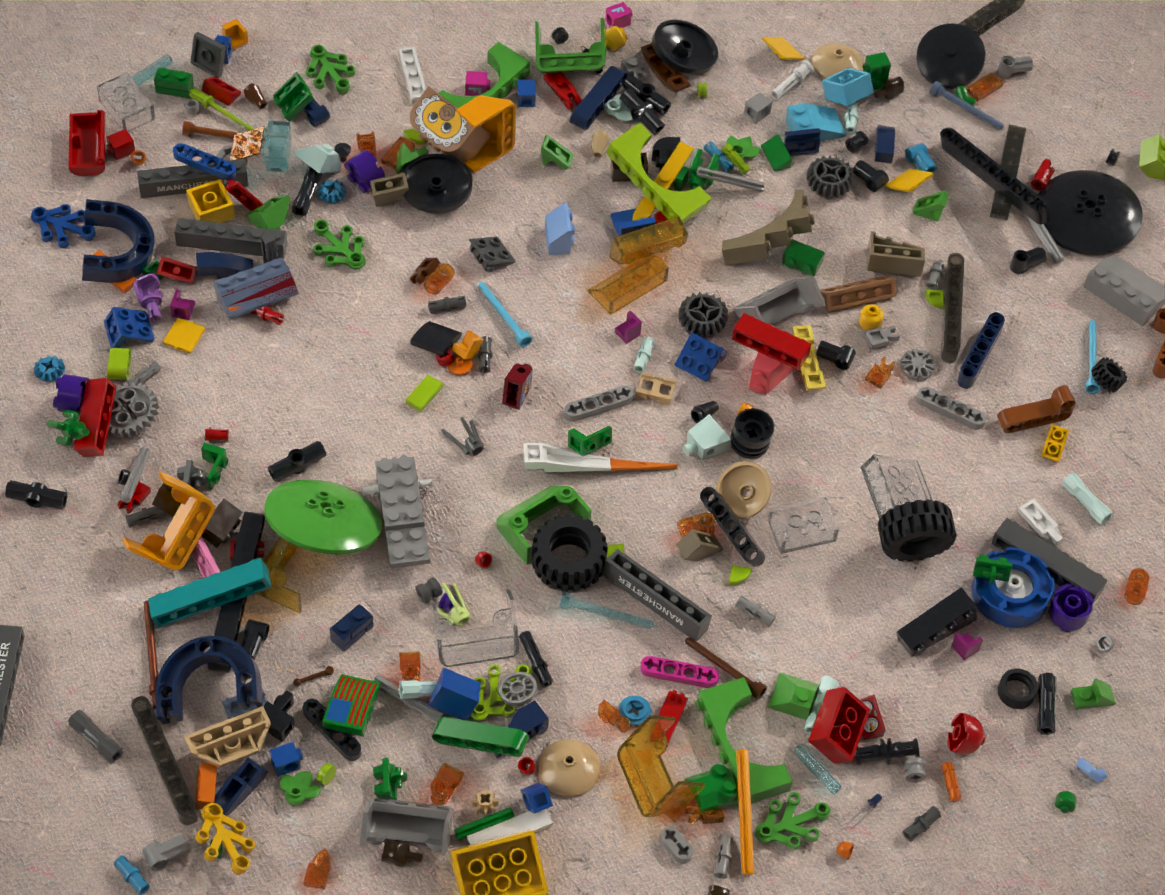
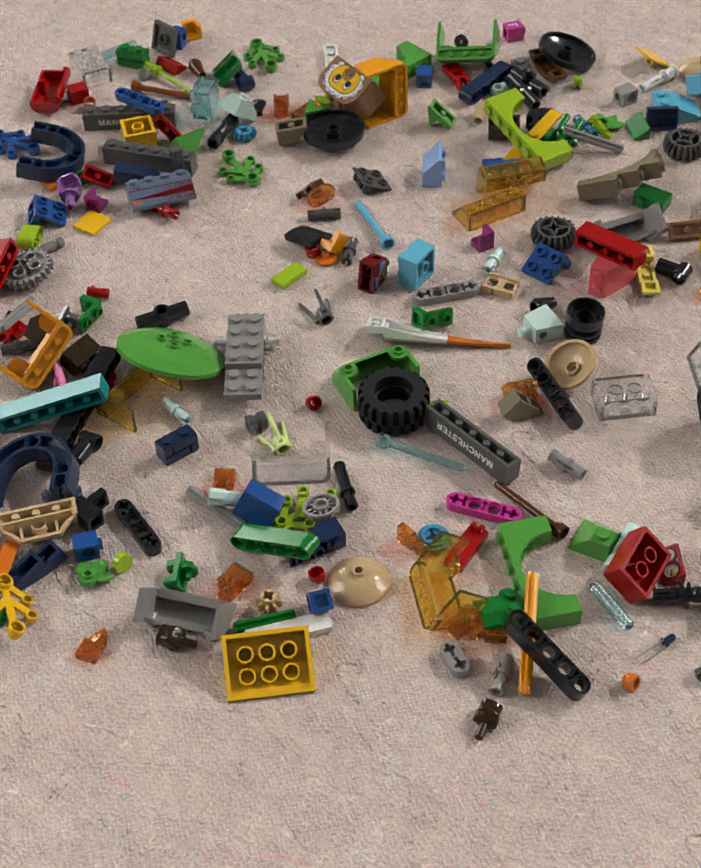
camera: 15 degrees right, 10 degrees down
(247, 144) = (180, 95): clear orange hinge -> none
(329, 671) = (148, 479): reddish brown hinge -> none
(340, 583) = (176, 411): none -> light aqua pin
(351, 705) = (159, 507): slope -> none
(363, 169) = (270, 114): dark purple brick -> none
(446, 603) = (268, 432): dark purple bush -> none
(563, 371) = (416, 264): none -> medium azure brick
(615, 38) = (508, 44): yellow head -> none
(739, 574) = (556, 434): lime tile -> none
(776, 837) = (551, 665): none -> black beam
(790, 823) = (578, 652): bright green plant -> none

